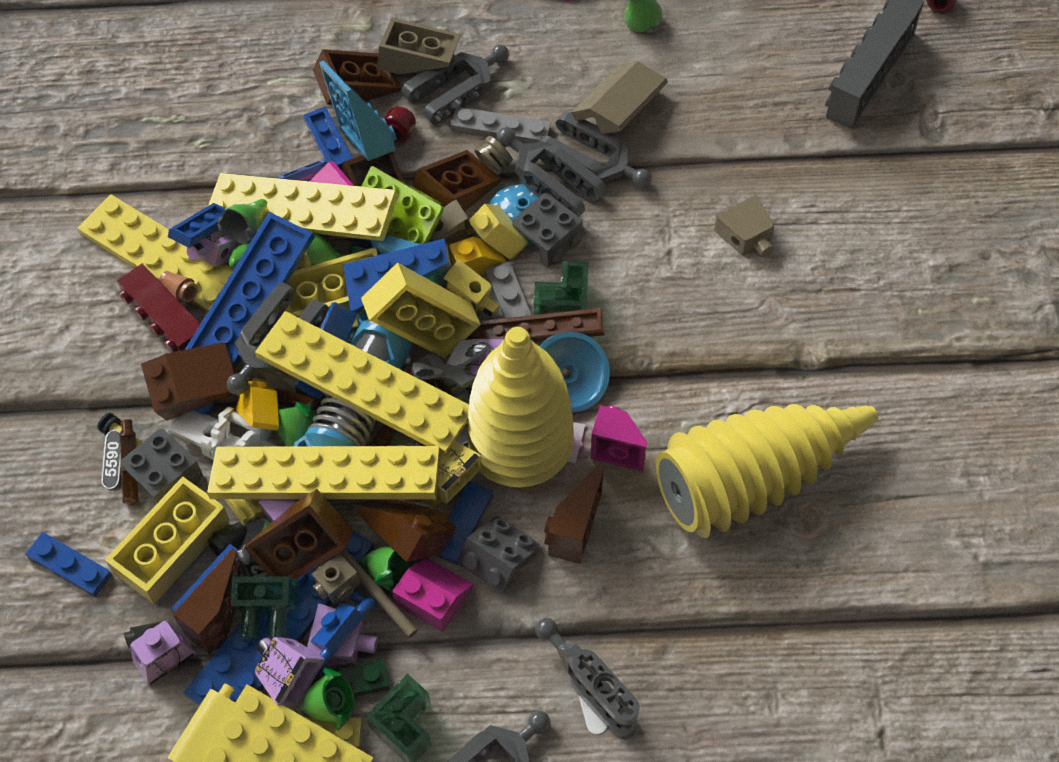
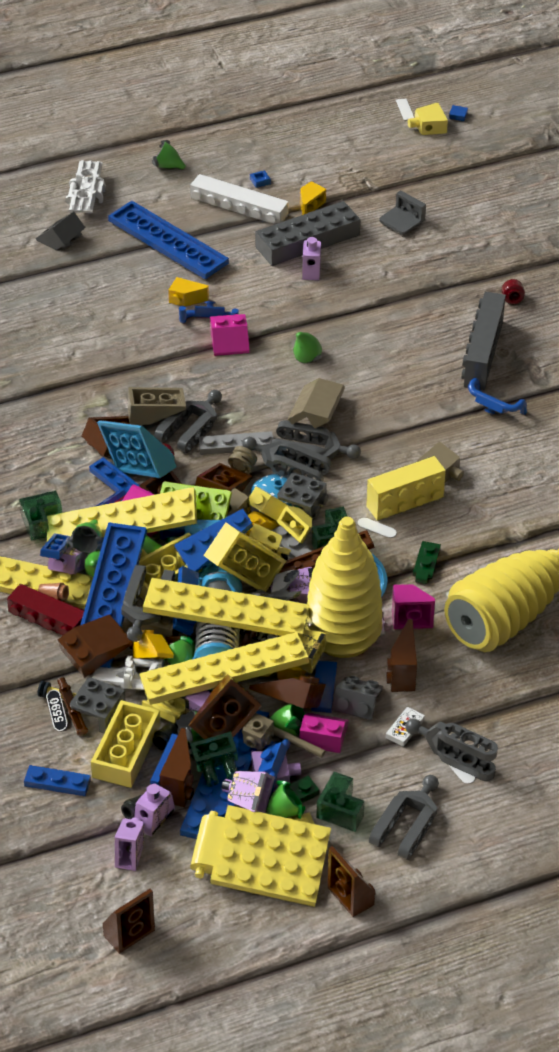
camera: 20 degrees left, 15 degrees down
(107, 694) = (129, 833): none -> lavender torso
(206, 164) = (35, 512): none -> clear green brick
(522, 266) = (295, 522): none -> light yellow slope
(552, 607) = (398, 732): none -> white tile
(630, 297) = (376, 527): none -> white sticker
(672, 368) = (426, 561): none -> dark green hinge
(684, 253) = (405, 488): none -> light yellow brick
(849, 154) = (493, 403): none -> blue piece

